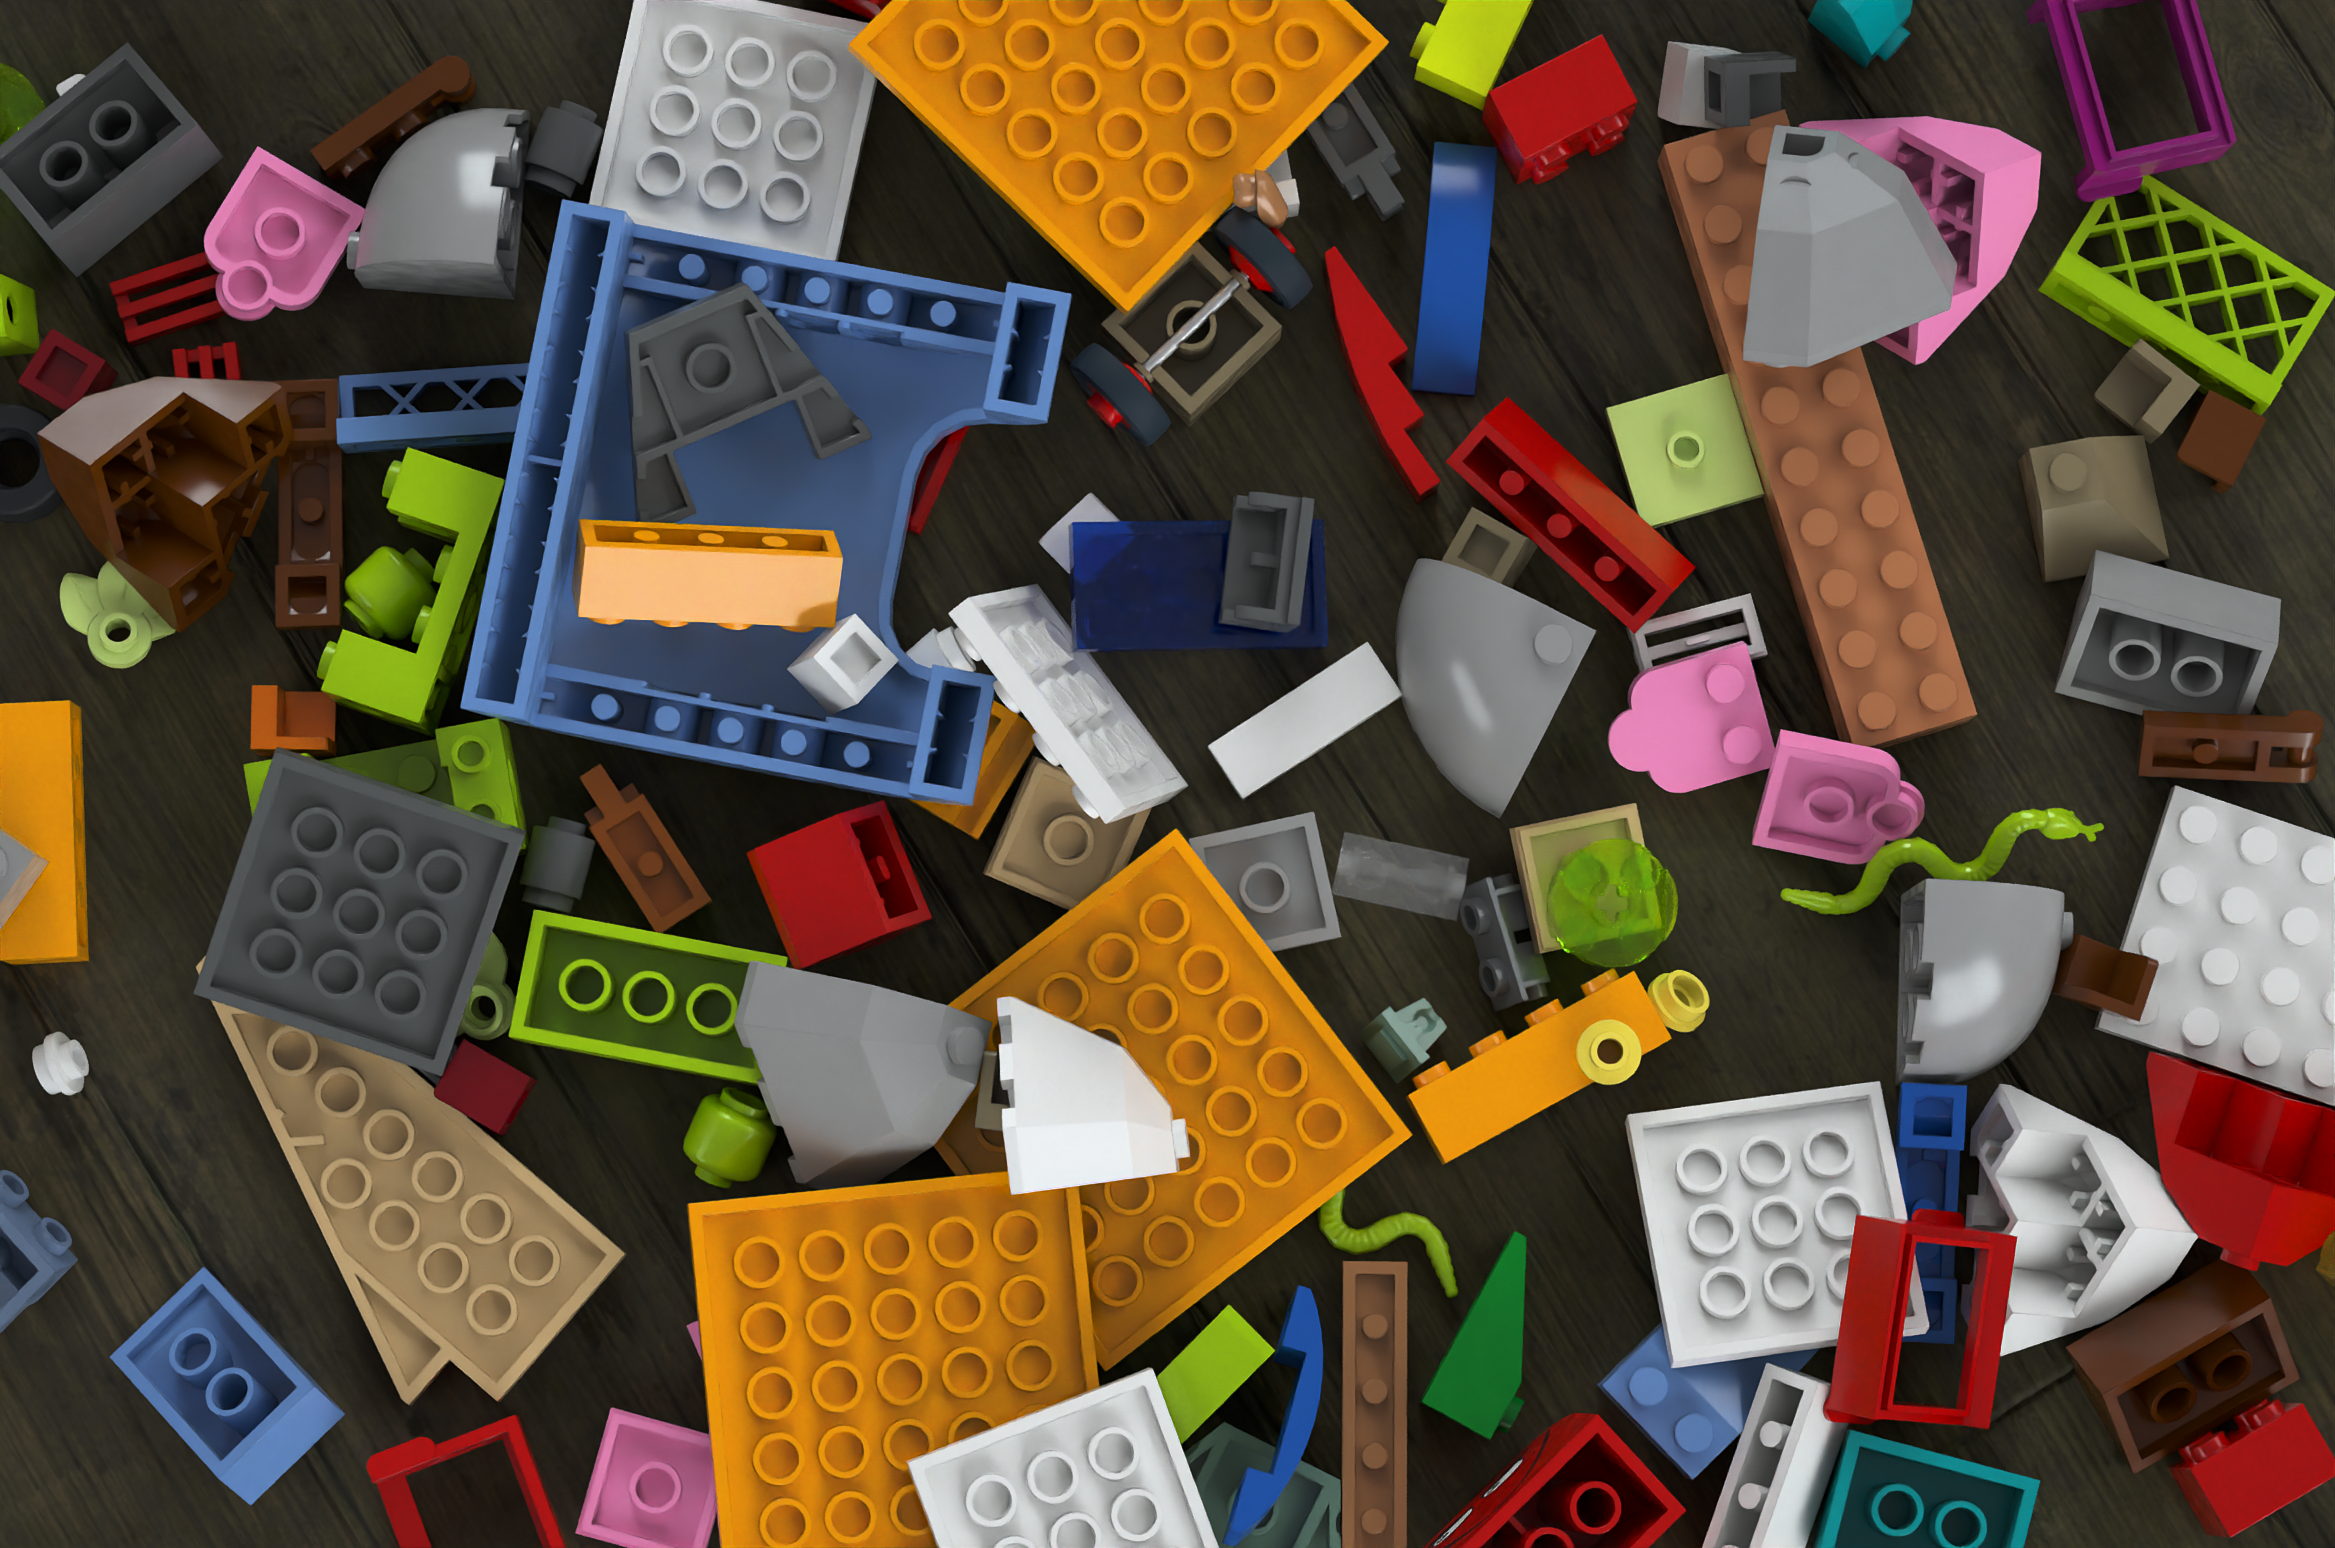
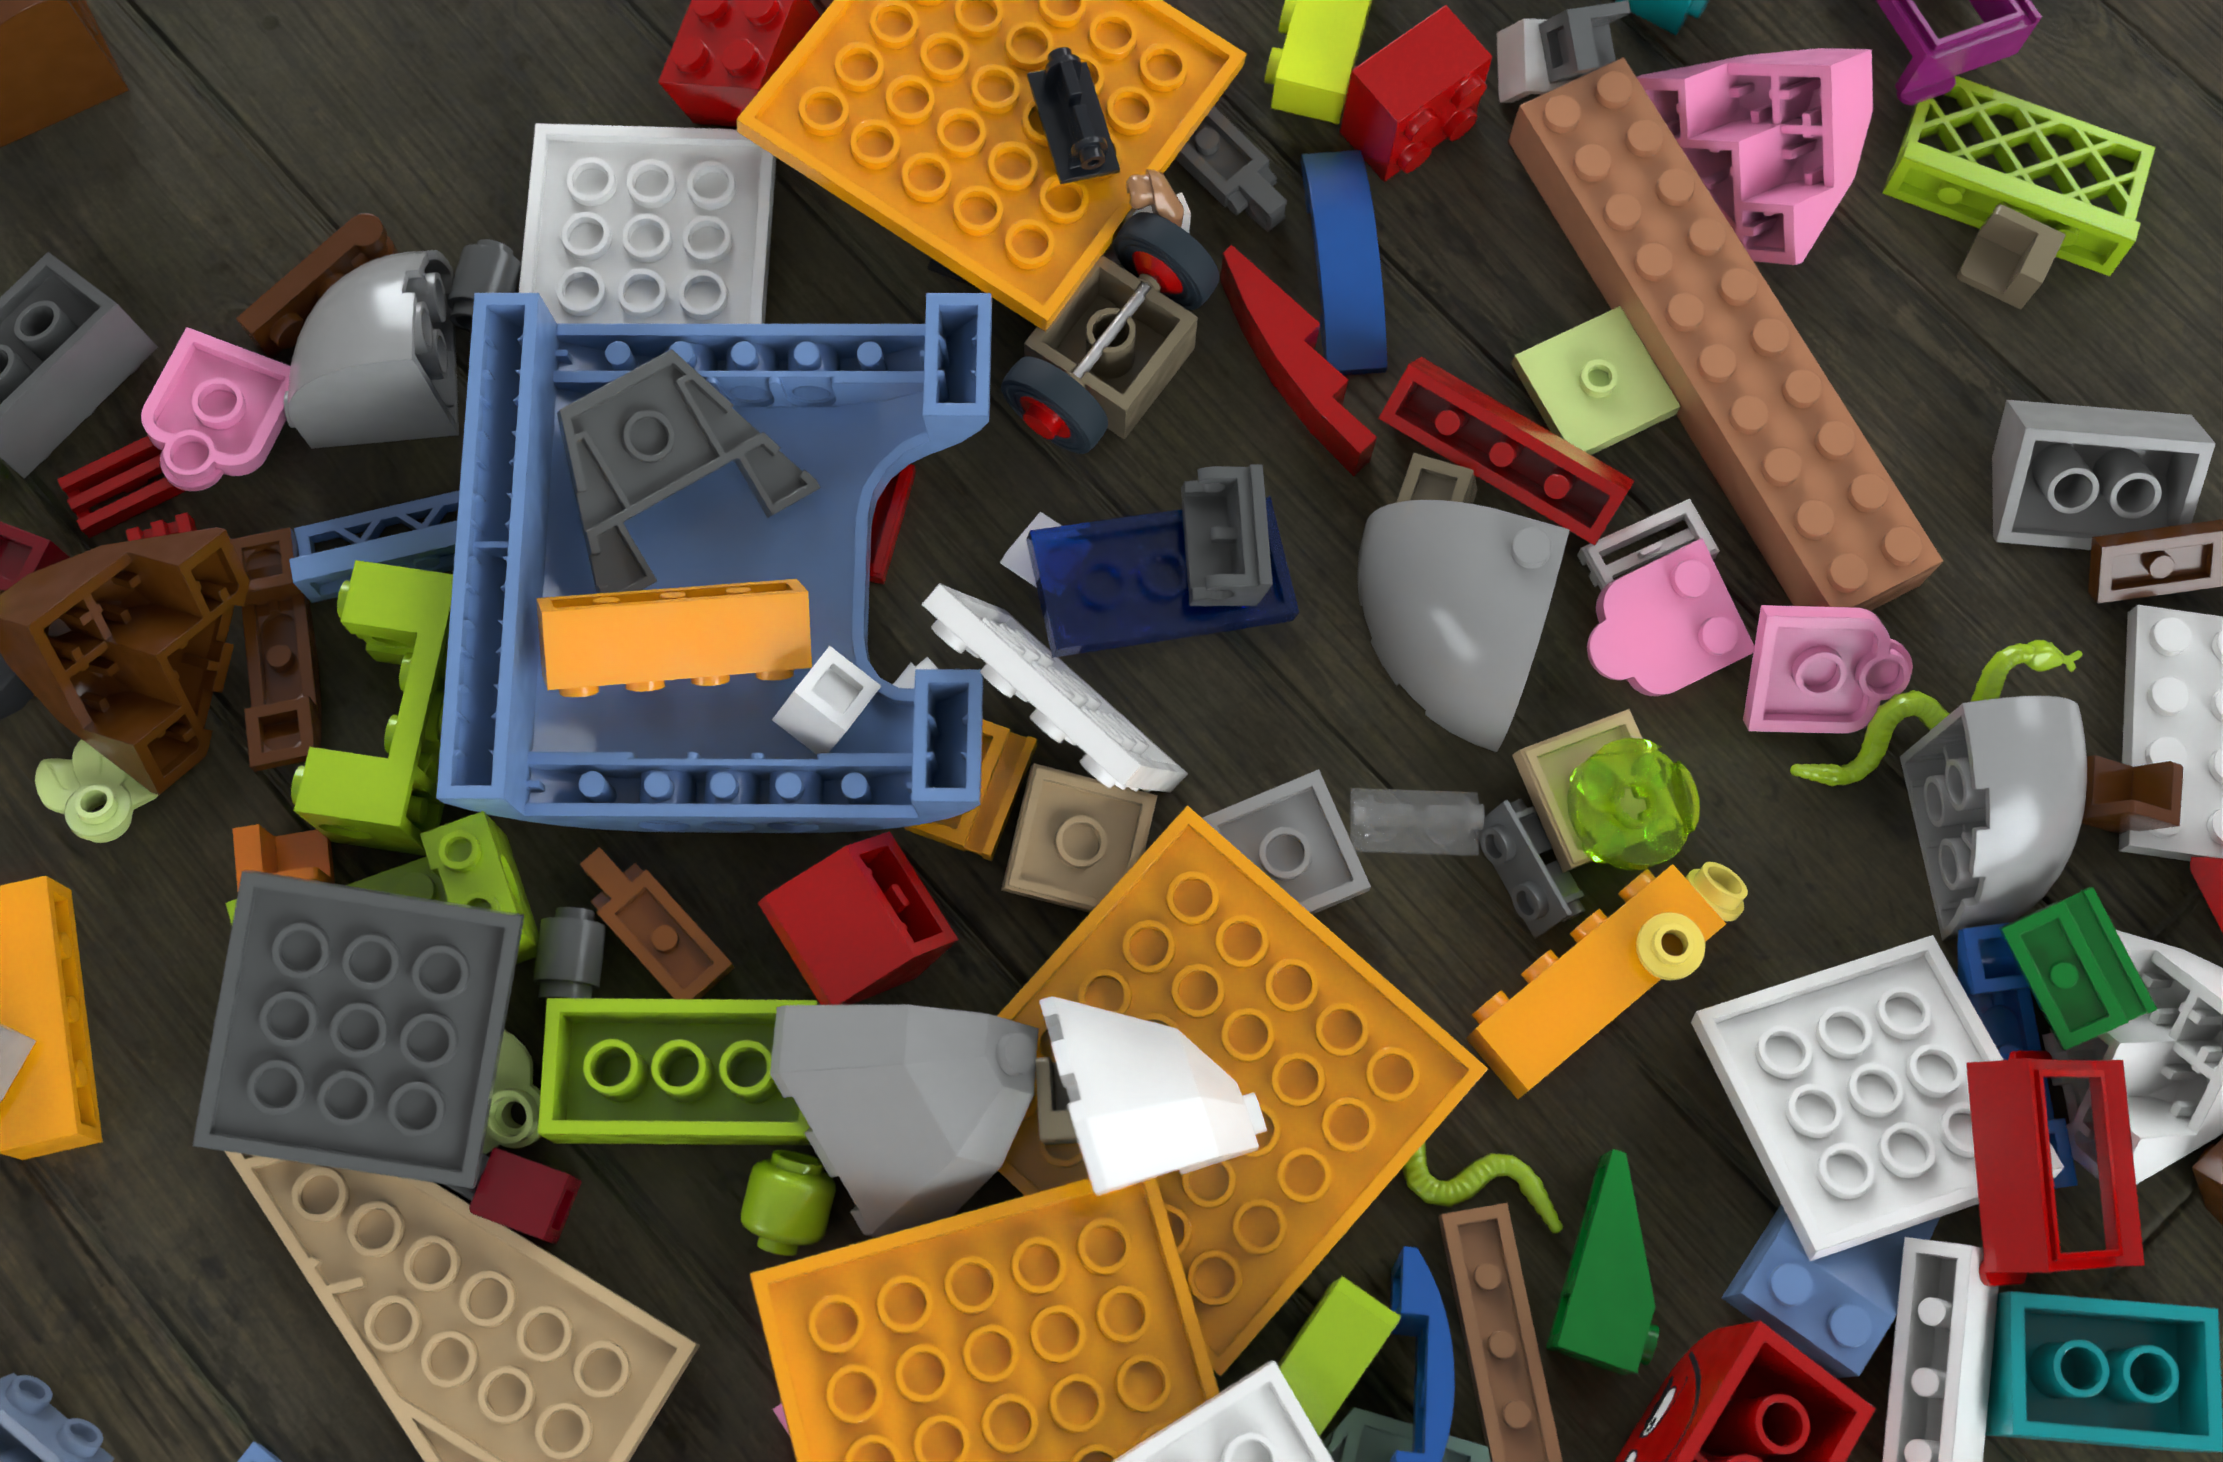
camera: 10 degrees left, 10 degrees down
(60, 1064) = (76, 1253): white plate -> none
(389, 592) = (358, 714): lime head -> none
(1191, 99) = (1072, 118): none -> black hinge
(1304, 721) = (1289, 691): white tile -> none
(1403, 1037) = (1451, 978): sand green brick -> none
(1838, 252) = (1711, 151): light grey brick -> none
(1995, 1143) = (2077, 968): none -> green plate
(2091, 499) = (1977, 359): dark tan slope -> none
(2219, 439) = (2093, 283): reddish brown panel -> none

